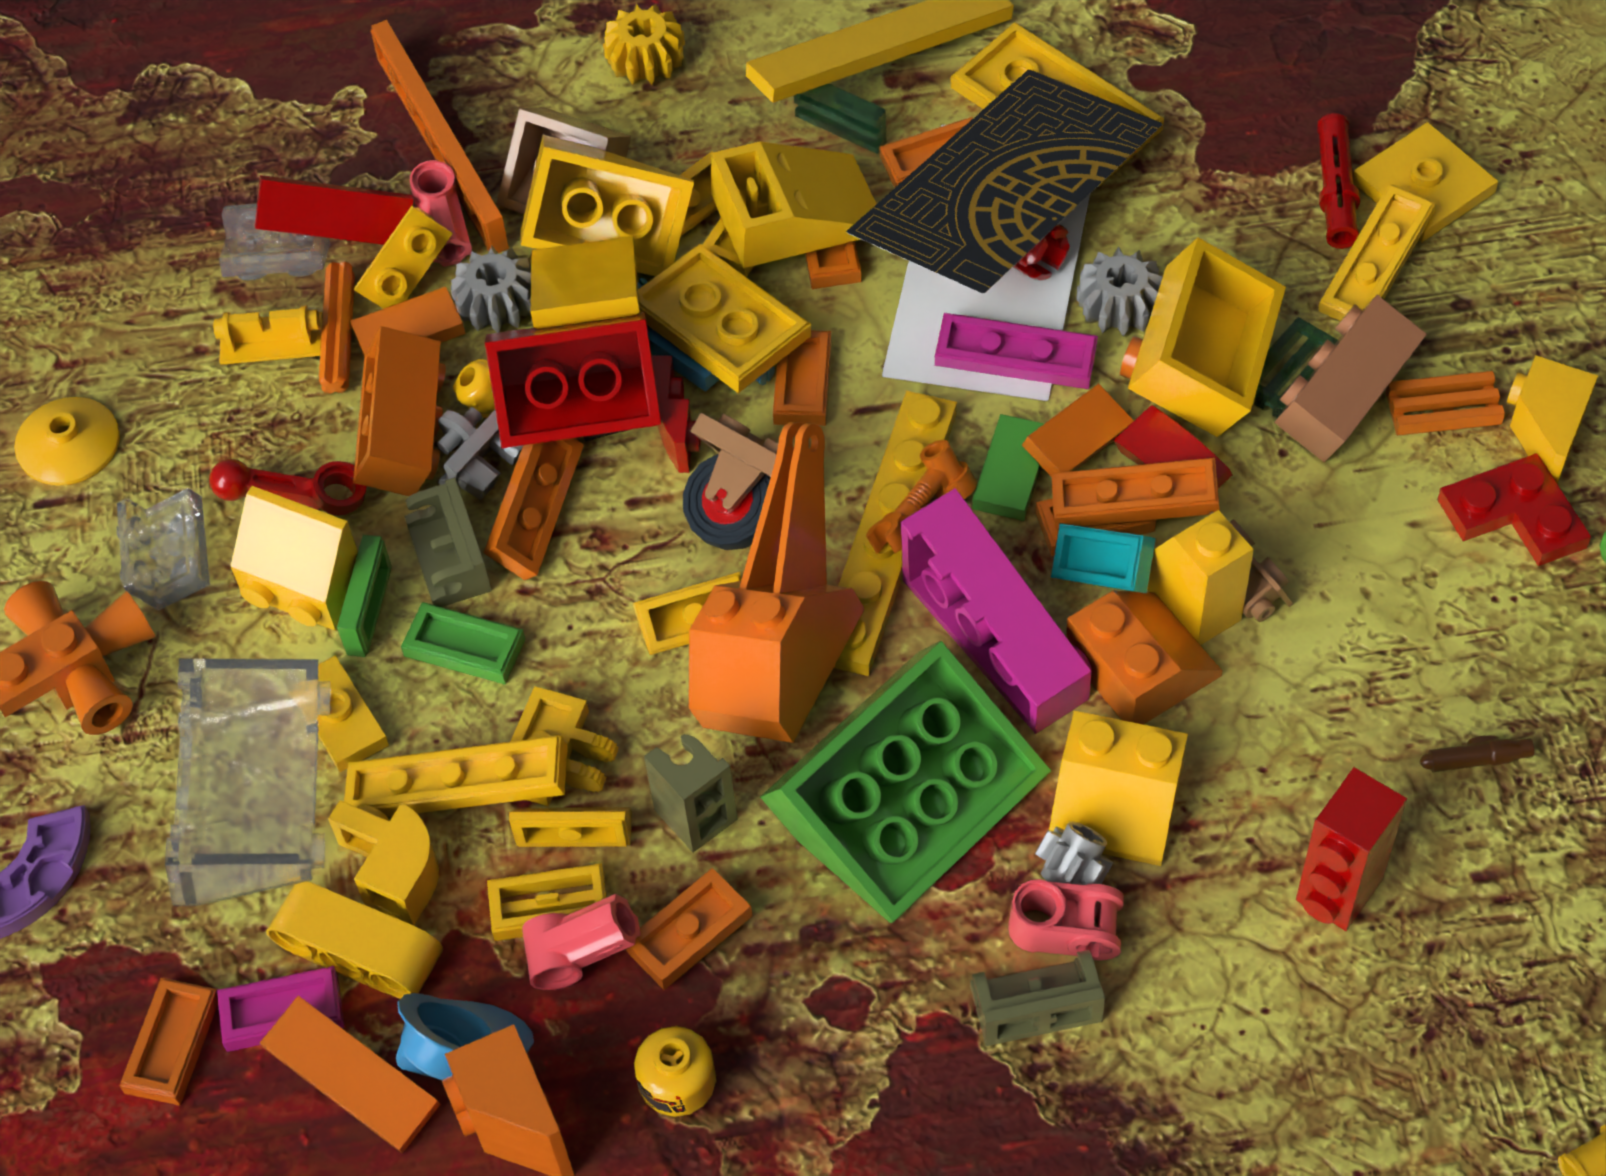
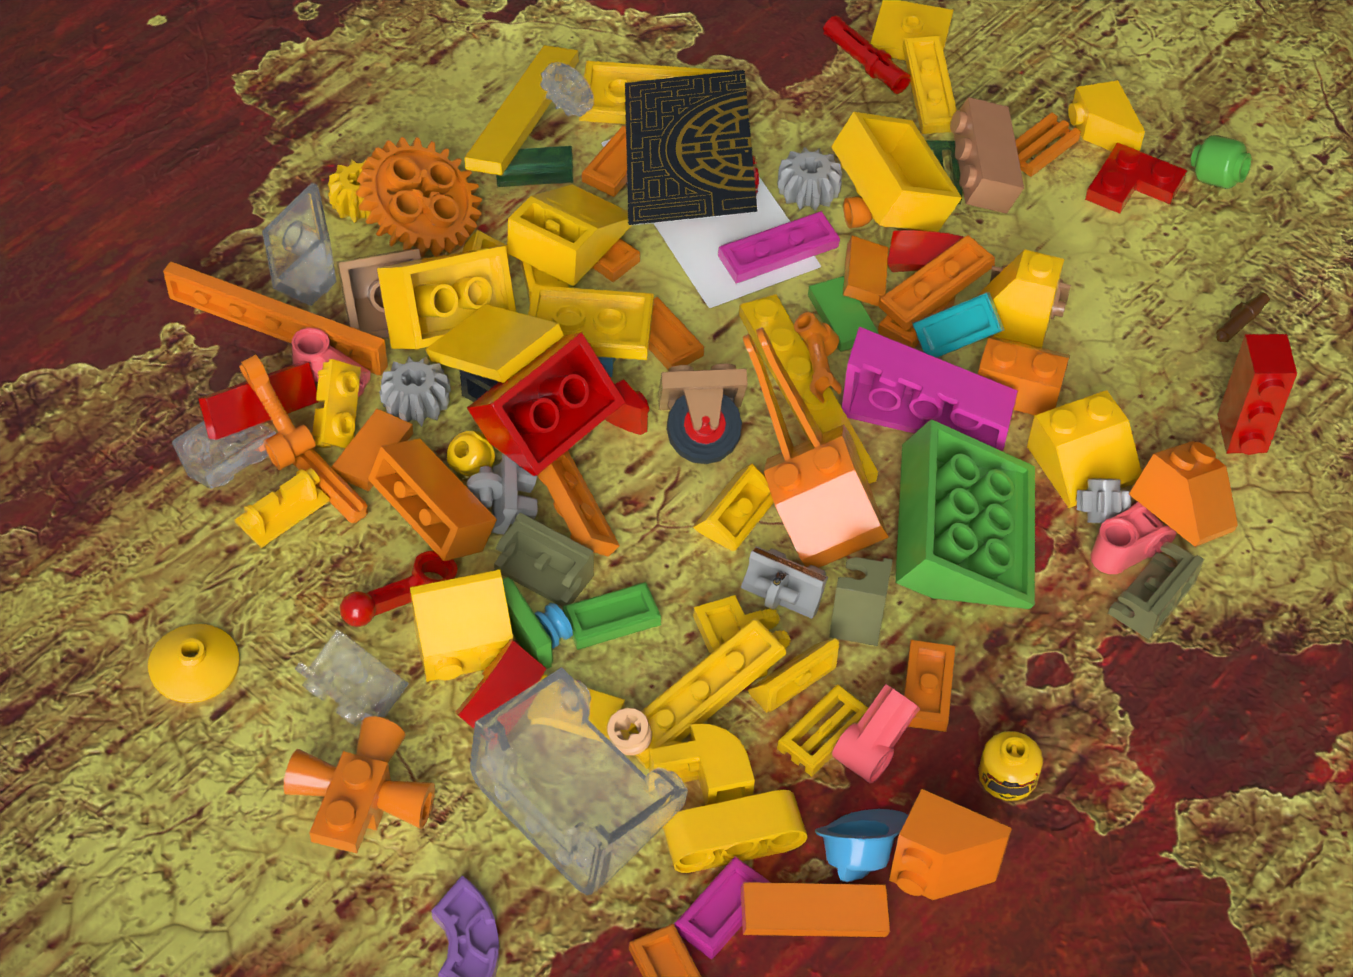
camera: 45 degrees left, 5 degrees down
(294, 636) = (503, 679): none -> red slope
(322, 270) = (289, 441): none -> orange brick
(338, 759) = (622, 720): none -> light nougat bush
(390, 614) = (555, 623): none -> dark azure bush
(517, 74) = (301, 249): none -> clear slope
(643, 715) = (784, 582): none -> light grey hips
(658, 116) = (428, 190): none -> orange gear
(962, 42) = (567, 89): none -> clear gear
(1168, 914) = (1188, 492): none -> orange slope

